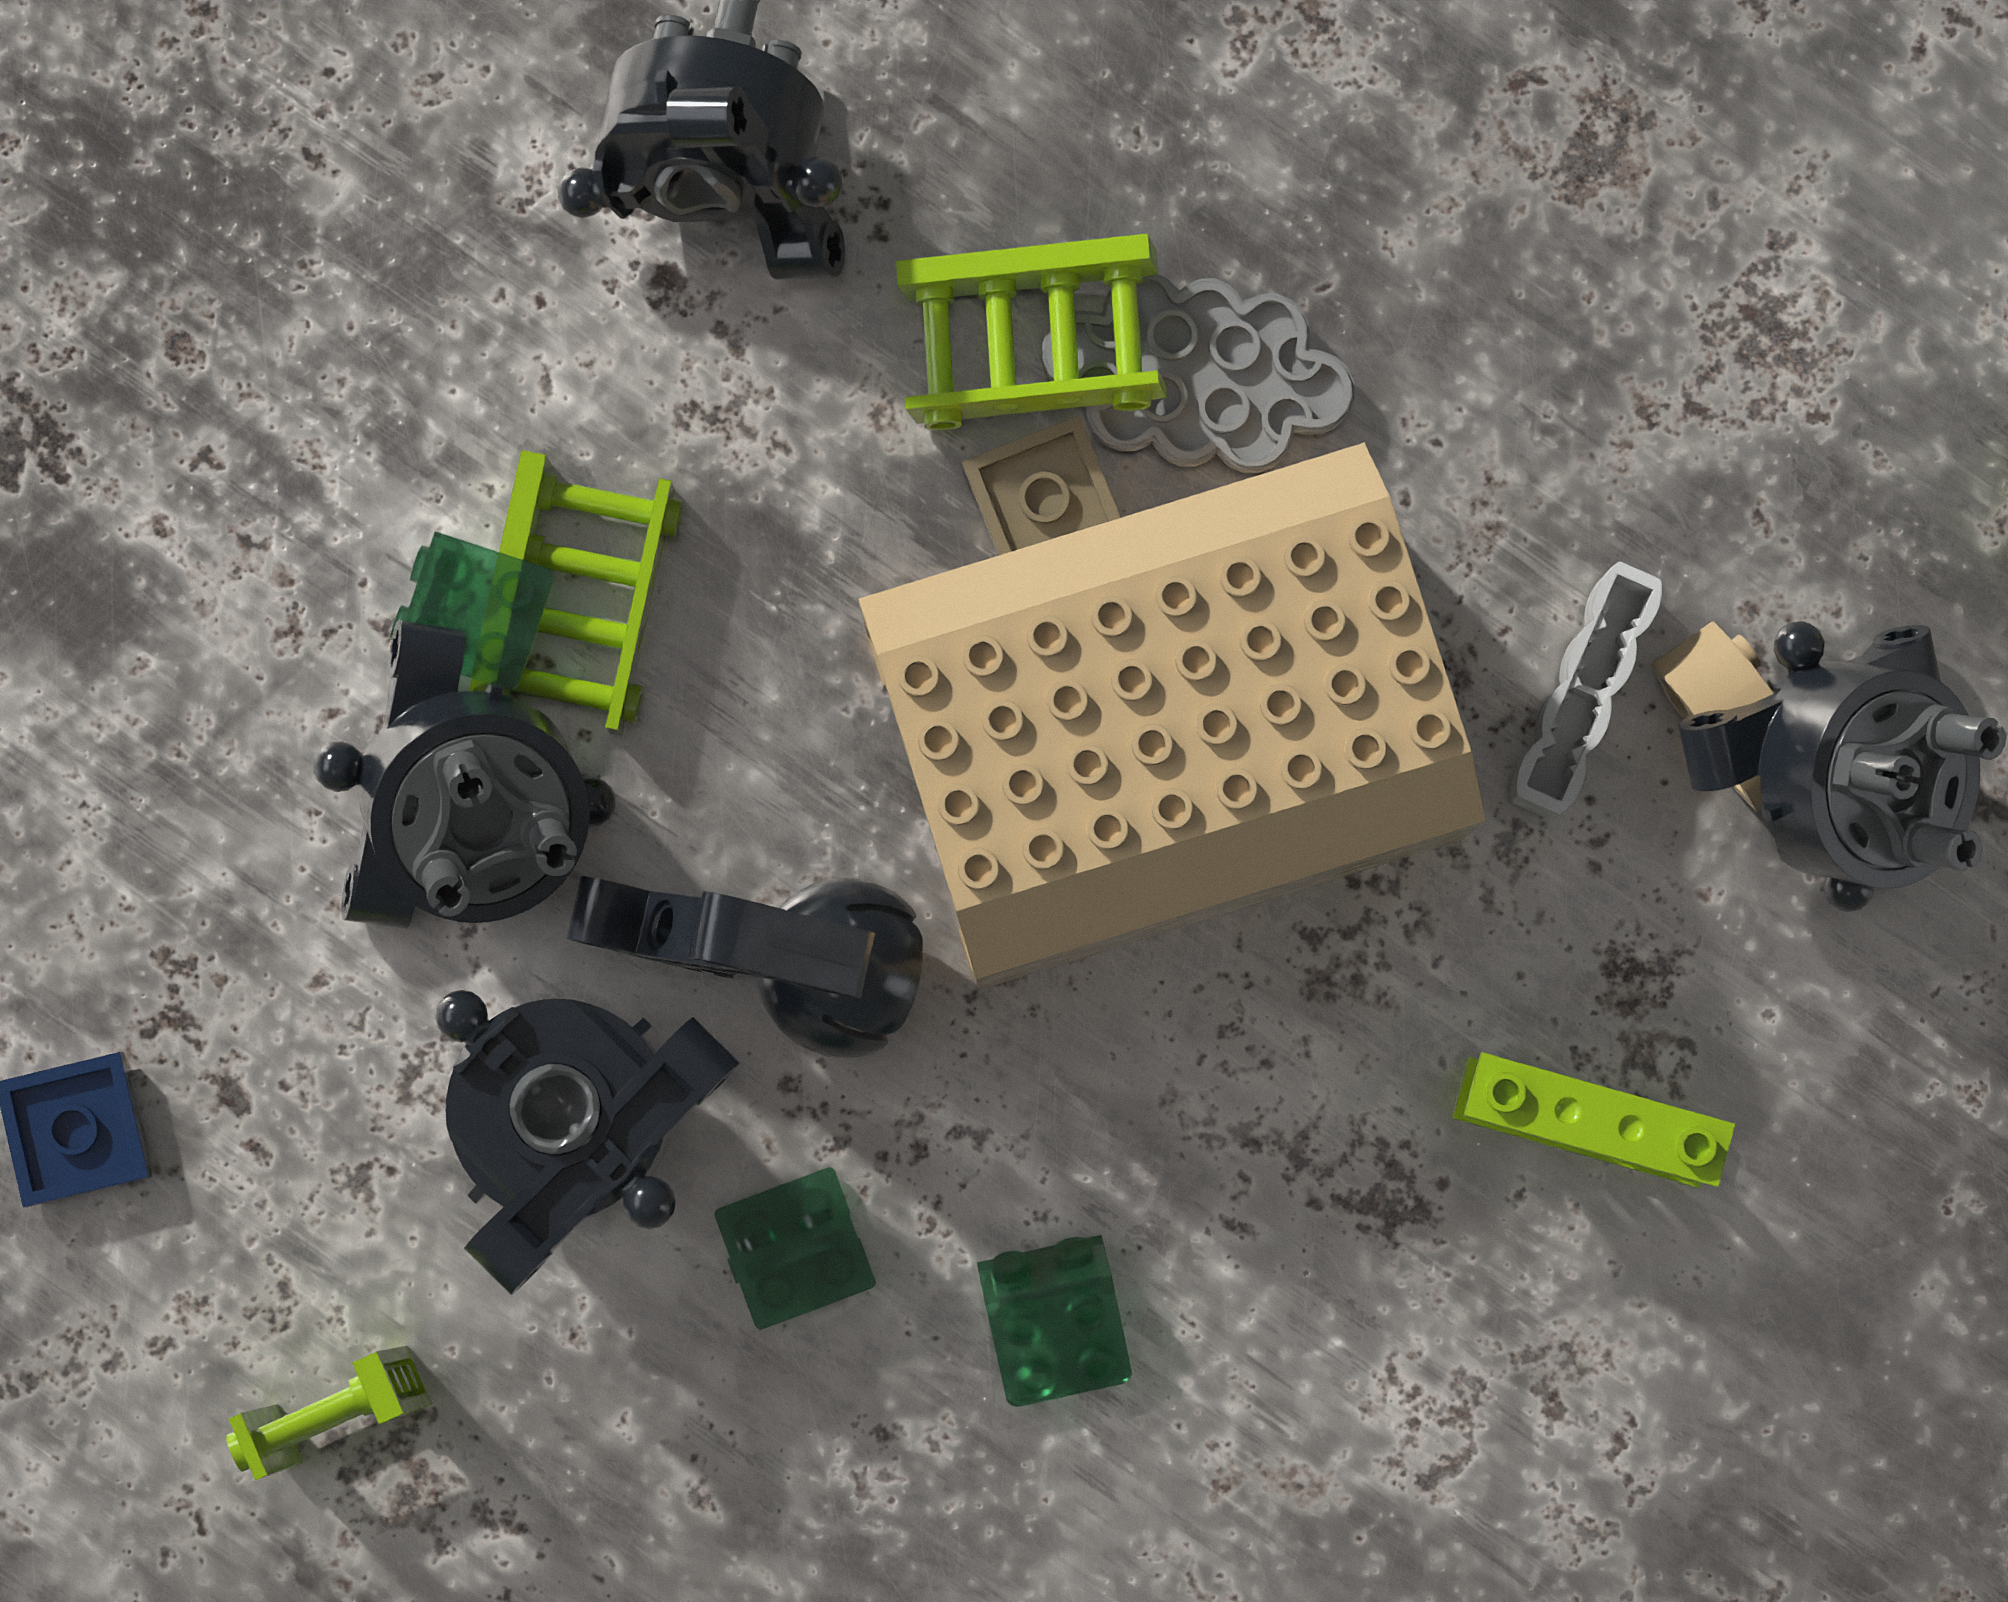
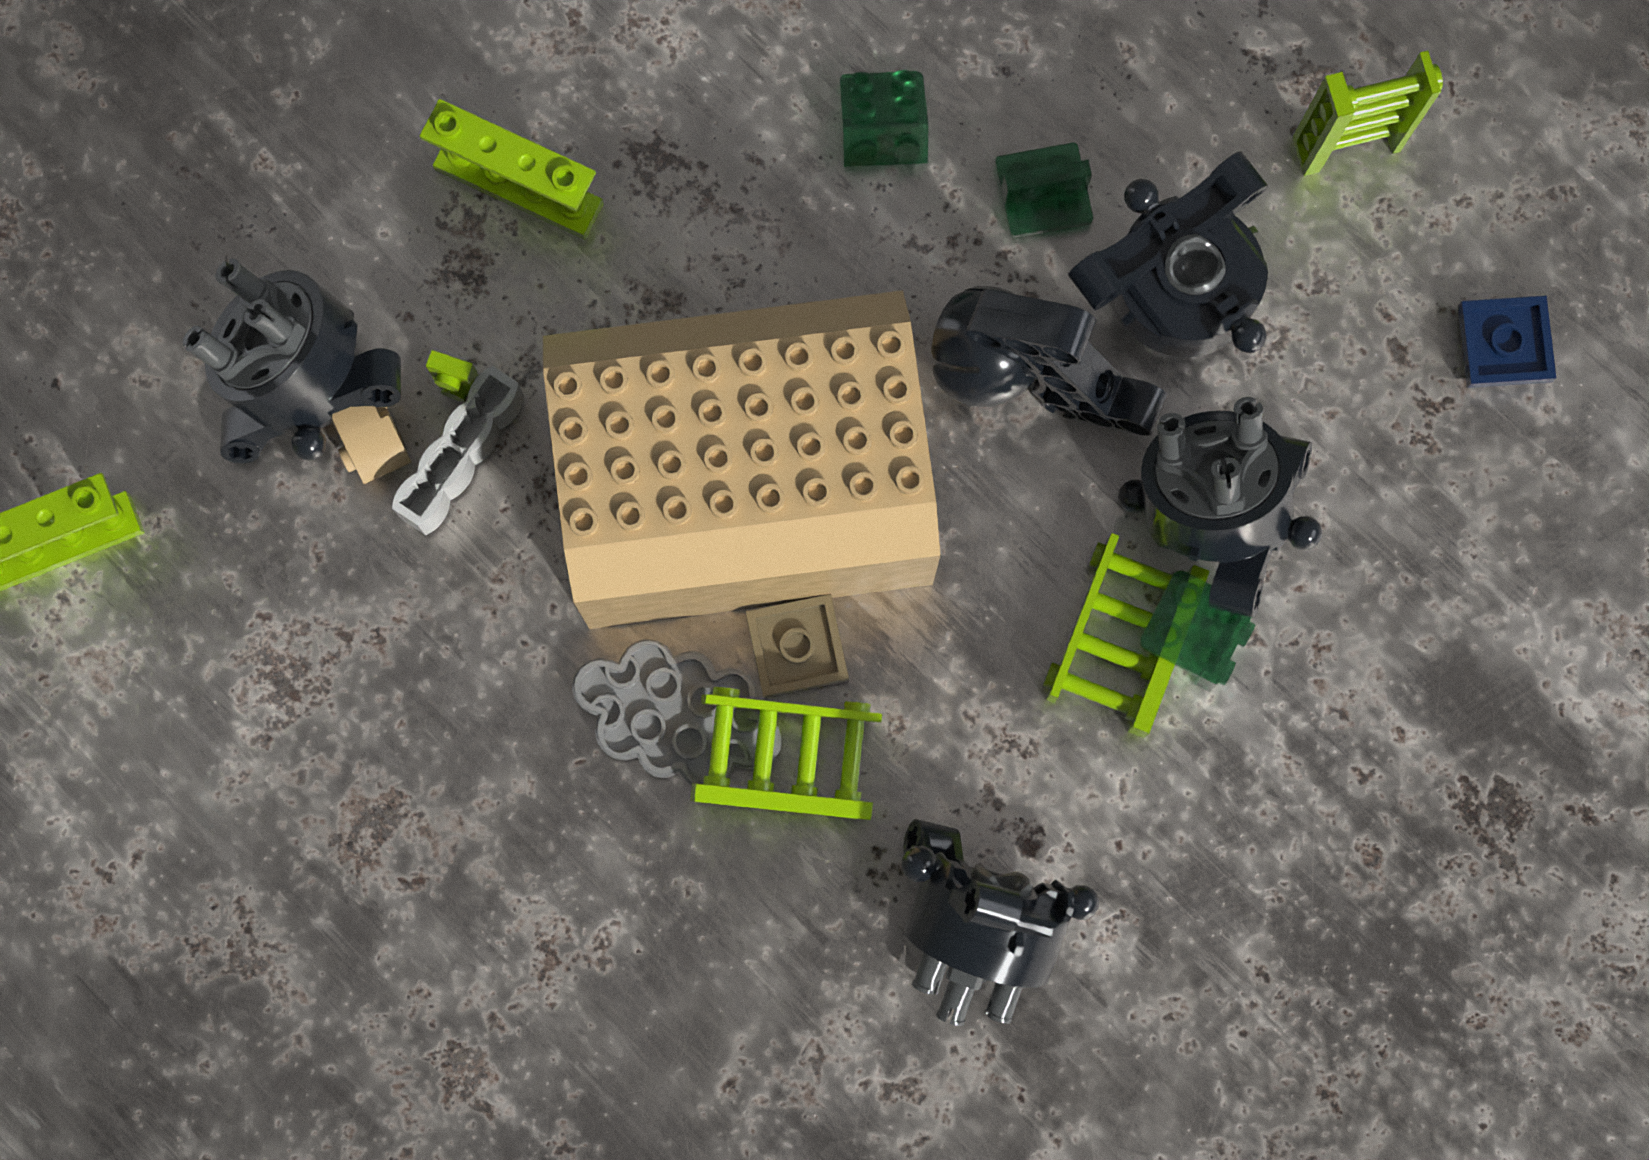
camera: 170 degrees left, 5 degrees down
(1614, 794) = (451, 375): none -> lime plate

